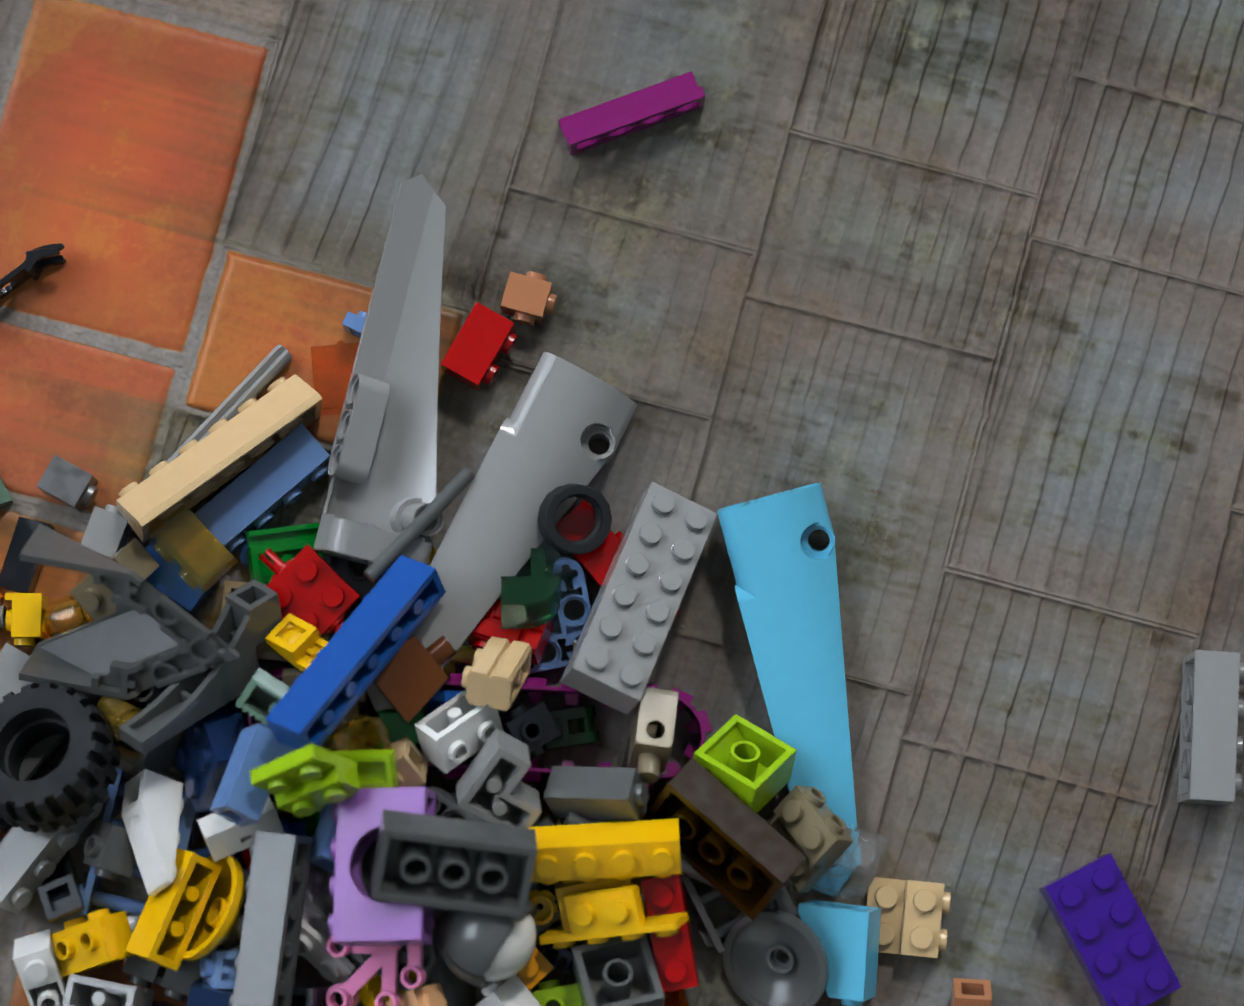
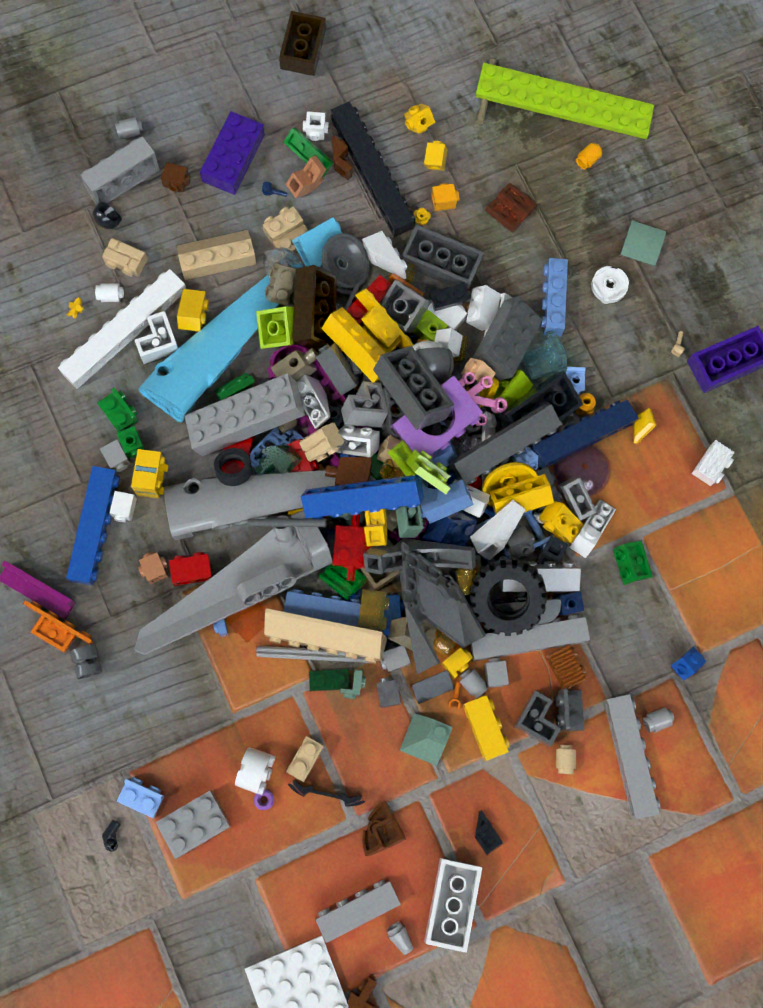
camera: 135 degrees left, 5 degrees down
(68, 188) = (268, 805): none -> medium lavender plate
(76, 294) = (305, 759): none -> tan brick
(116, 212) = (255, 770): none -> white brick
(118, 77) = (193, 824): none -> light grey brick
(118, 455) = (358, 683): none -> sand green bracket
(159, 418) = (328, 680): none -> dark green plate
(218, 38) = (140, 797): none -> light blue bracket
(475, 112) = (86, 661): none -> dark grey wheel
(548, 93) = (54, 631): none -> orange bracket
(580, 721) = (314, 400): none -> white slope
(656, 324) = (123, 506): none -> white brick
(662, 260) = (92, 526): none -> blue brick
(670, 395) = (149, 474): none -> yellow container
(707, 629) = (235, 386): none -> green bracket
(741, 371) = (115, 456): none -> light grey brick
(745, 410) = (130, 441): none -> green brick
(814, 430) = (118, 411): none -> green bracket
(870, 578) = (158, 344): none -> white brick
(884, 660) = (192, 310): none -> yellow brick
(941, 536) = (121, 329): none -> white brick
(957, 775) = (216, 255): none -> tan slope
(1004, 945) = (267, 190): none -> dark blue hand
(1018, 560) = (109, 292): none -> white brick
(1034, 491) = (75, 308): none -> yellow plant
(1058, 628) = (124, 257): none -> tan brick
(1137, 812) = (175, 177): none -> reddish brown brick
(1152, 653) = (106, 216): none -> black hair

